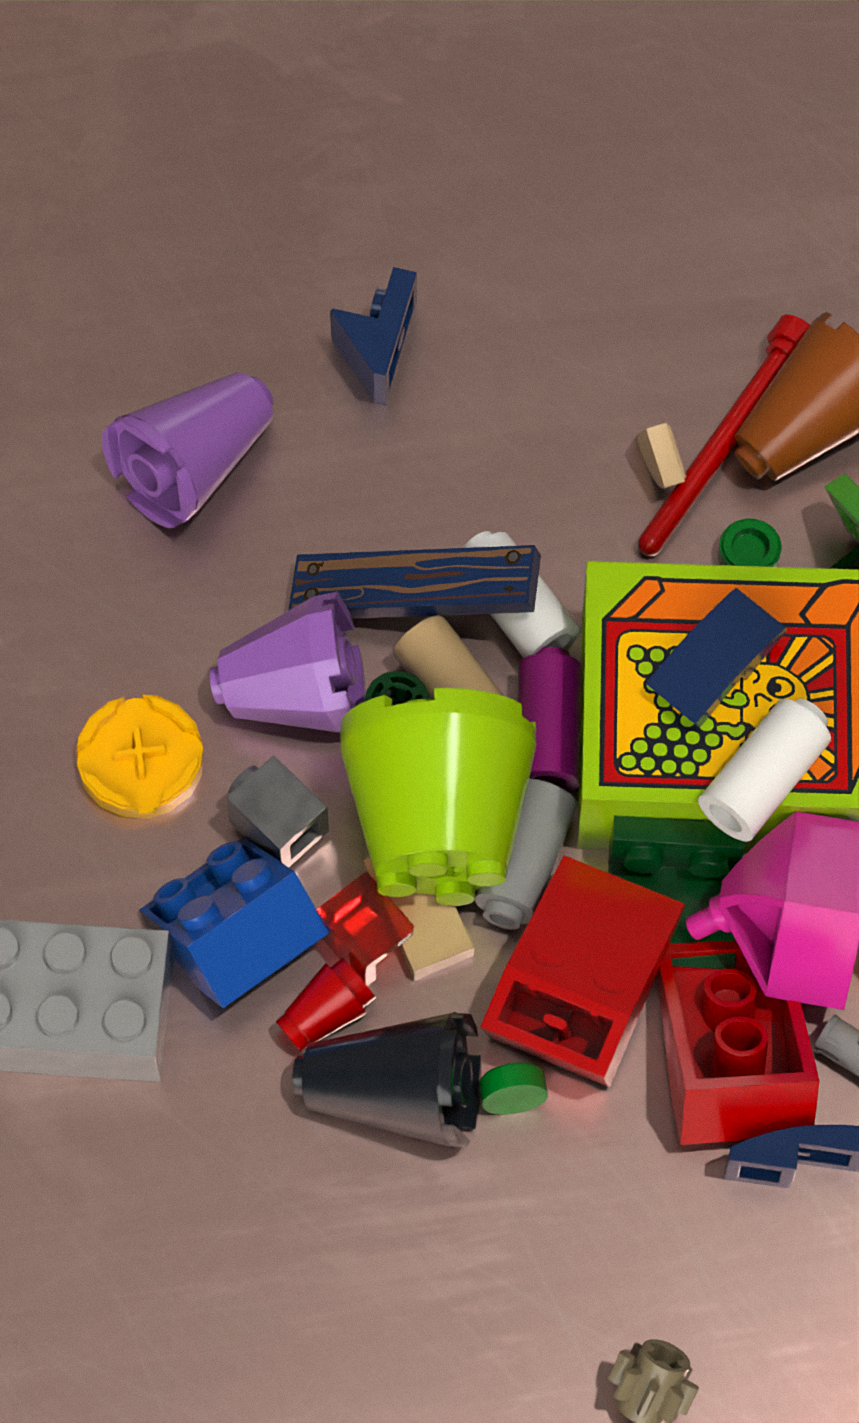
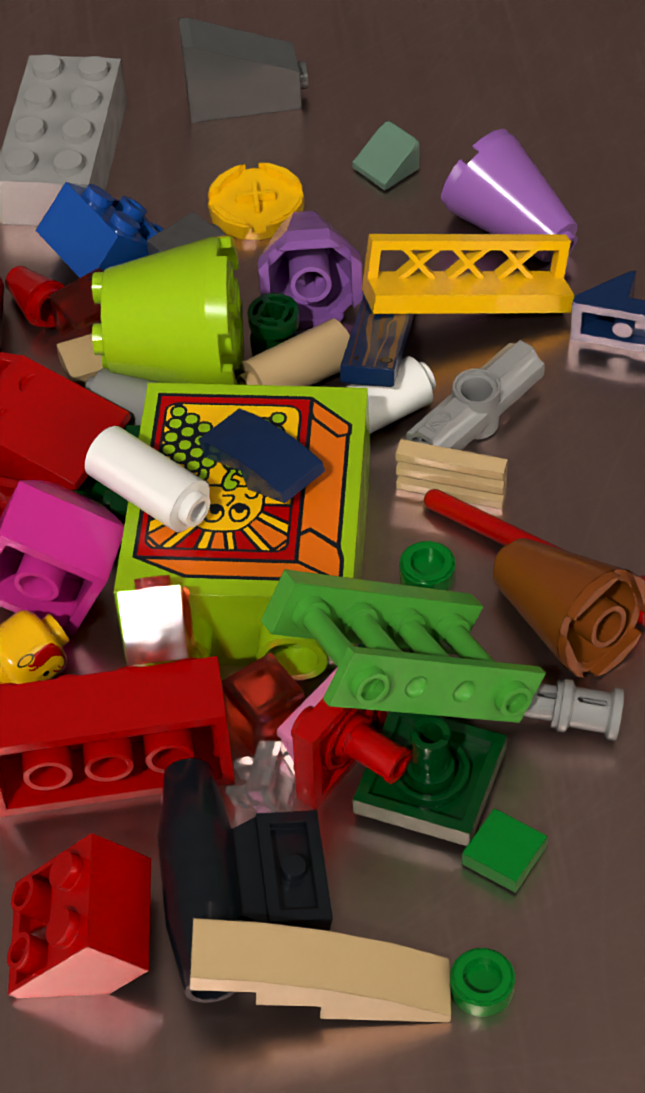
camera: 95 degrees right, 15 degrees down
(71, 596) = (388, 156): none -> sand green slope
(342, 490) = (467, 291): none -> yellow fence
(549, 514) = (480, 398): none -> light grey piece
(630, 507) = (459, 473): none -> tan tile
(661, 455) = (515, 496): tan tile -> none

